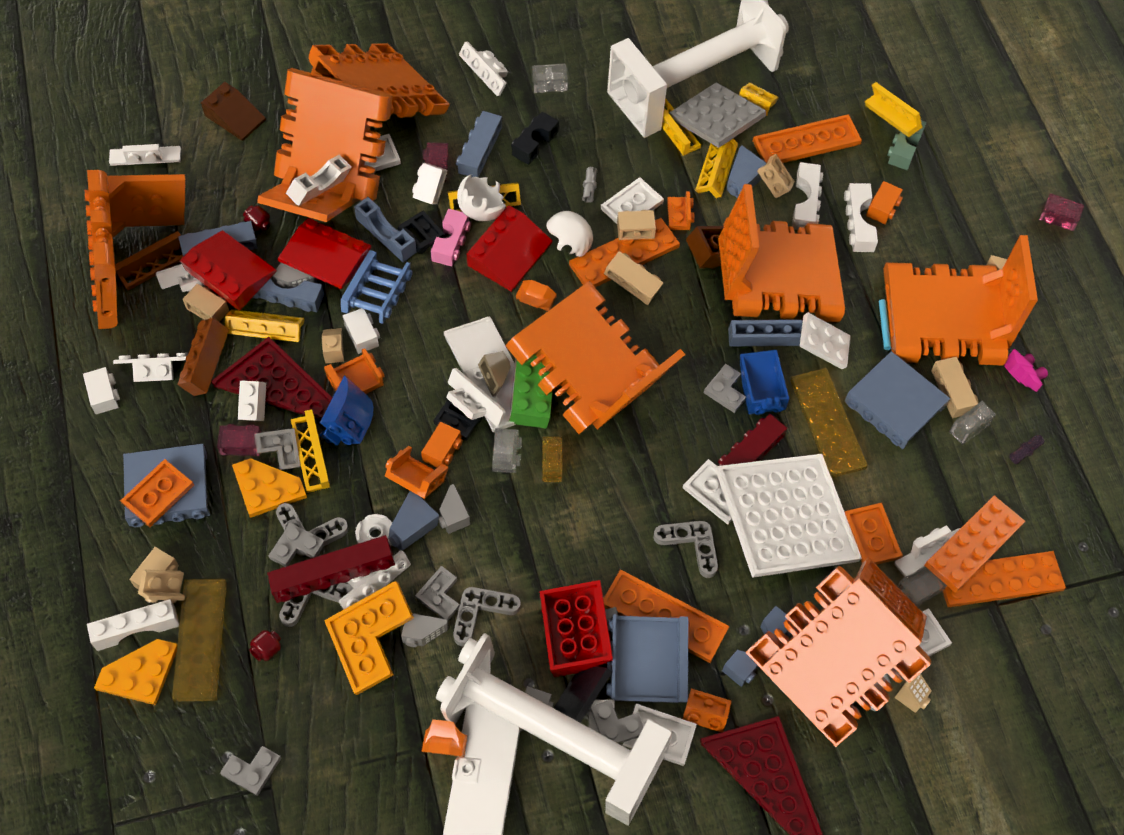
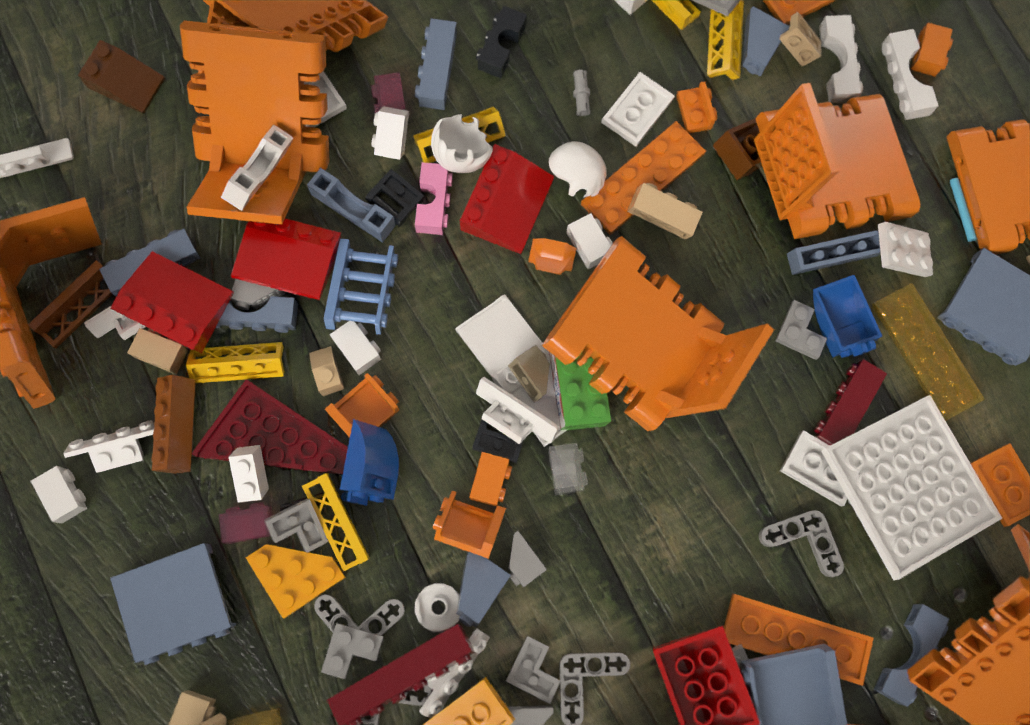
camera: 15 degrees left, 15 degrees up
(157, 493) = (166, 625): orange plate -> none
(258, 217) = (191, 223): dark red head -> none
(551, 459) = (623, 469): clear yellow brick -> none
(565, 283) = (589, 240): none -> white brick
(636, 225) = (652, 140): tan brick -> none

